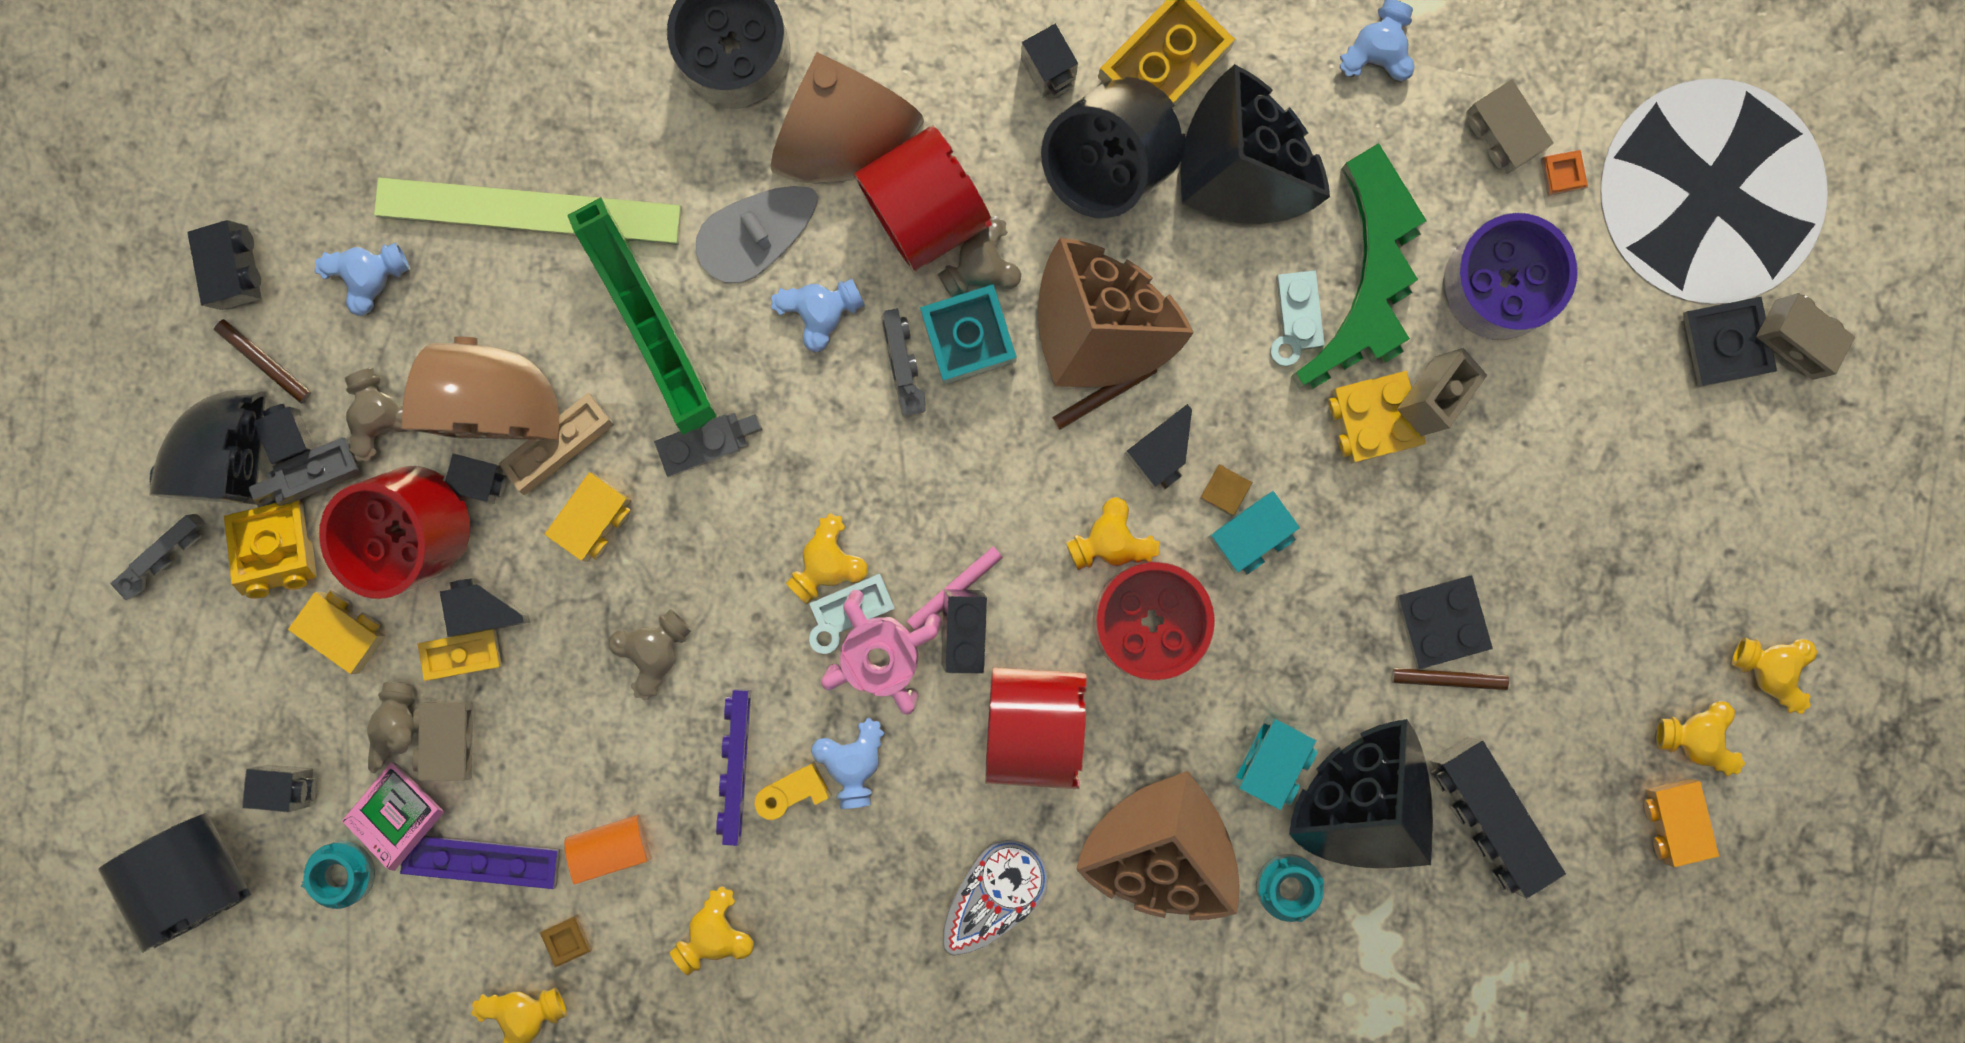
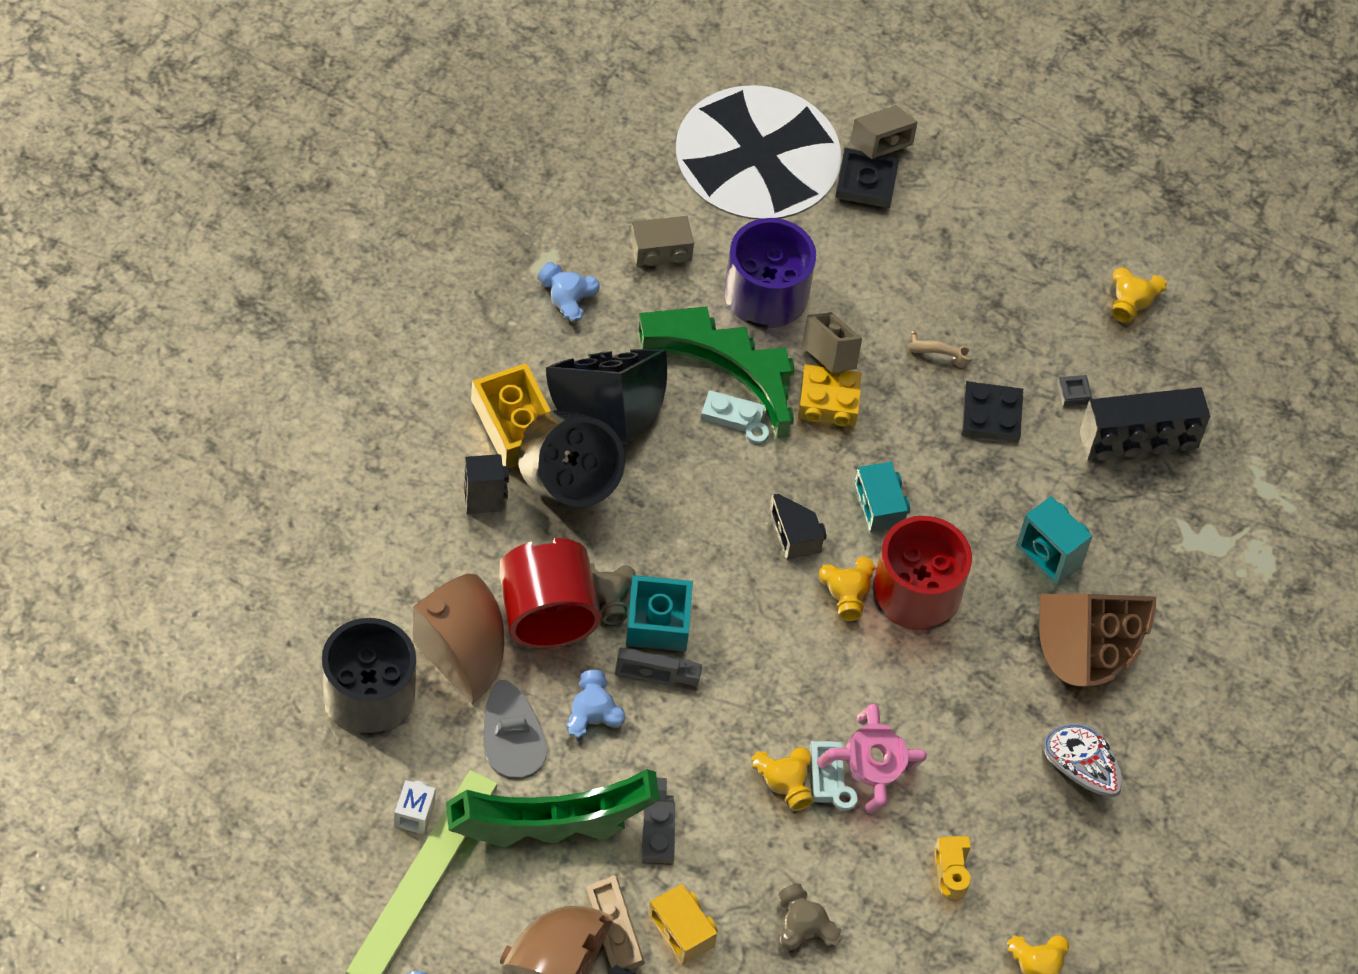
camera: 75 degrees left, 30 degrees down
(605, 164) = (415, 806): none -> white brick
(733, 783) = (918, 895): dark purple plate -> none
(851, 763) = (947, 816): light blue animal -> none
(962, 582) = (839, 697): bright pink bar -> none
(963, 631) = (872, 688): black brick -> none
(1036, 728) = (971, 672): red brick -> none
(1094, 401) = (739, 553): reddish brown bar -> none
(1104, 318) = (686, 525): medium nougat brick -> none
(1226, 490) = (842, 505): pearl gold tile -> none
(1309, 895) = (1149, 570): teal piece -> none
(1369, 803) = (1107, 492): black brick -> none
(1450, 679) = (1034, 424): reddish brown bar -> none
(1504, 523) = (958, 354): none -> tan piece
(1523, 712) = (1074, 390): none -> dark grey tile
(1564, 172) = (707, 226): orange tile -> none
(1680, 823) = (1188, 326): light orange brick -> none
(1777, 669) = (1103, 235): yellow animal -> none

